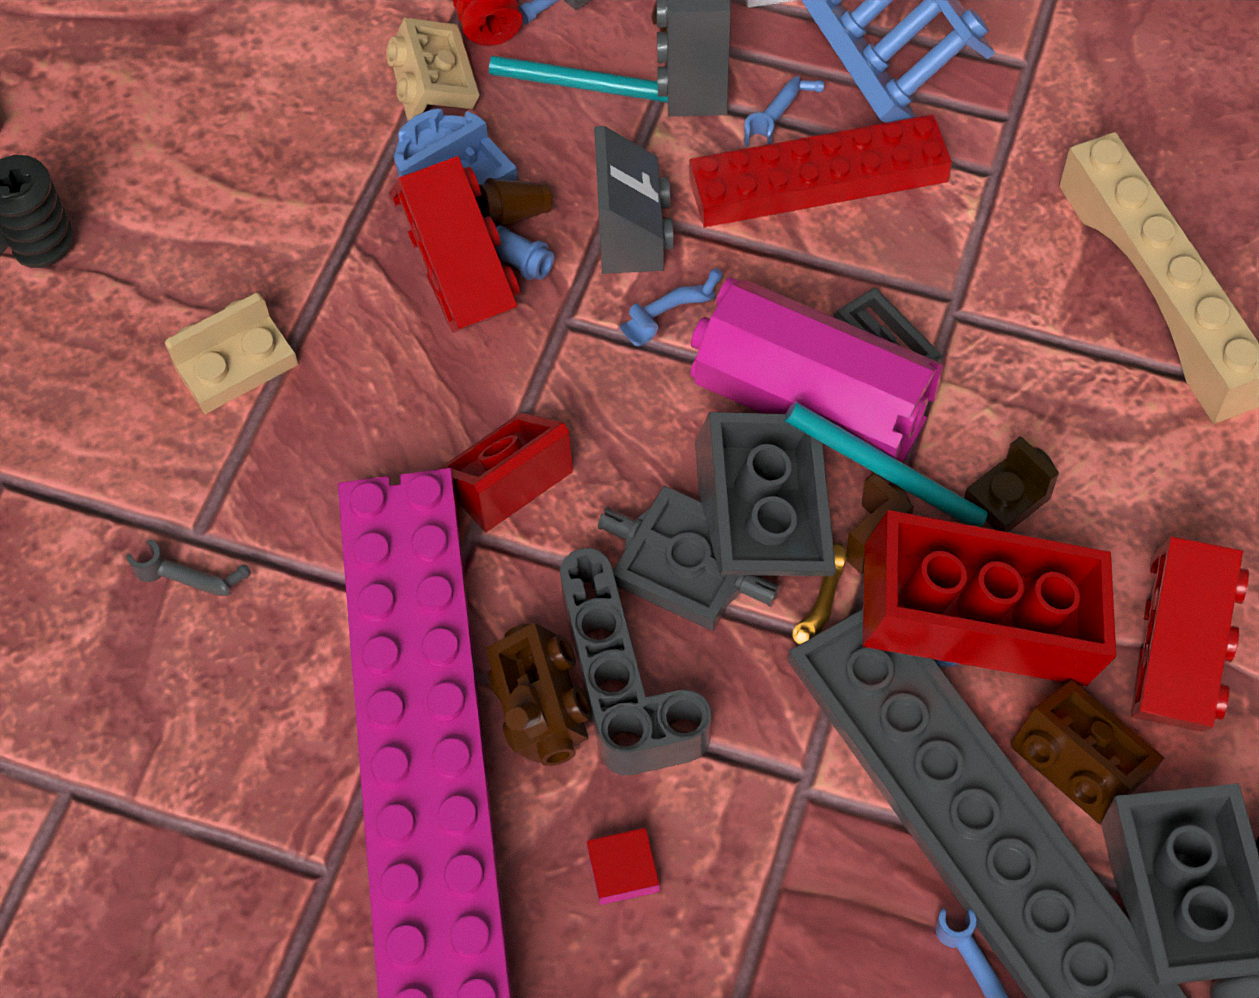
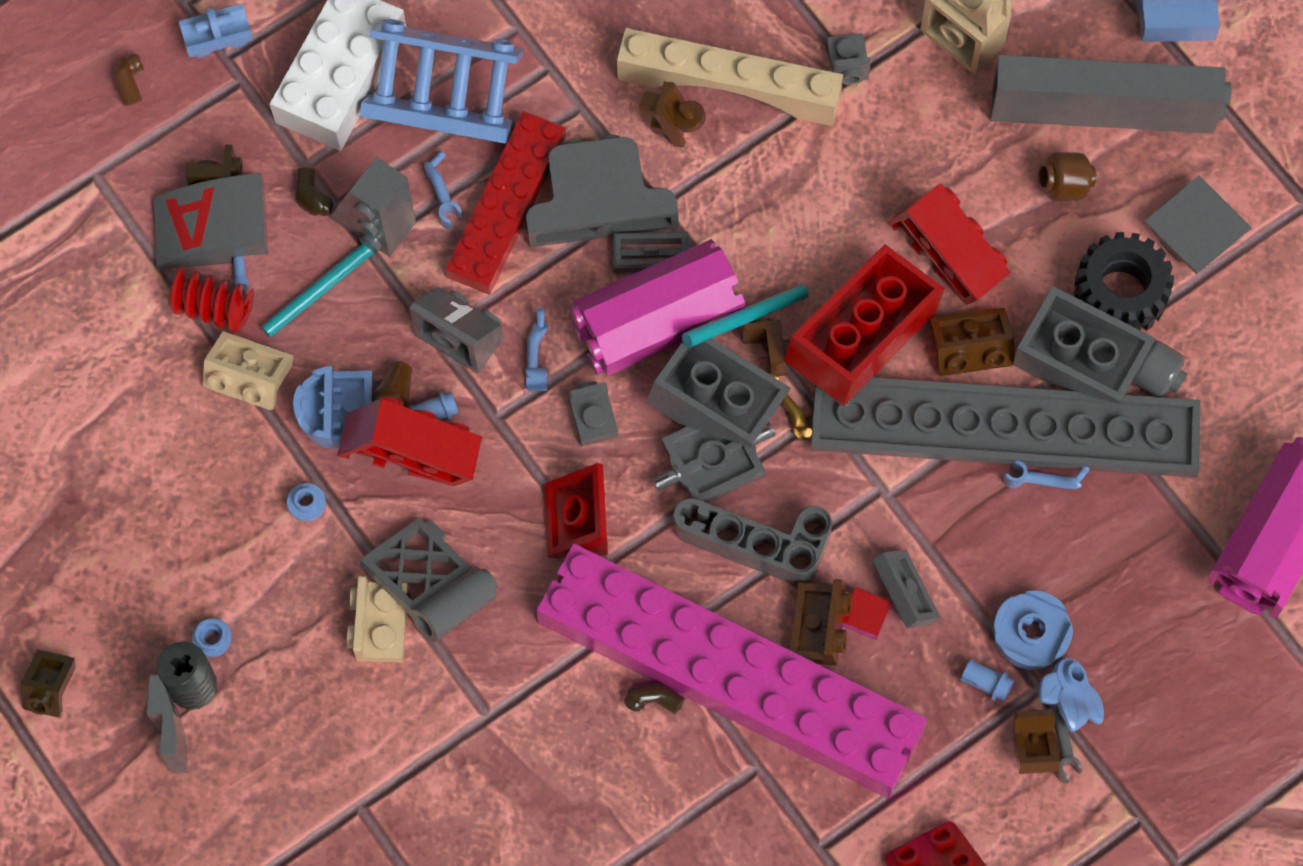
camera: 55 degrees left, 10 degrees up
(105, 220) = (209, 626): none -> medium blue plate
(206, 582) = (515, 734): dark grey piece -> none
(299, 395) = (451, 598): none -> dark grey piece
(325, 219) = (310, 512): none -> medium blue plate
(336, 682) = (652, 692): none -> dark brown arm
(544, 714) = (752, 593): reddish brown brick -> none
(562, 814) = (819, 621): none -> reddish brown bracket
(643, 402) = (592, 412): none -> dark grey bracket
(688, 891) = (906, 589): none -> dark grey plate
(905, 237) = (598, 194): none -> dark grey brick
(1015, 486) = (797, 258): dark brown bracket -> none
(1062, 240) = (671, 113): none -> reddish brown hips

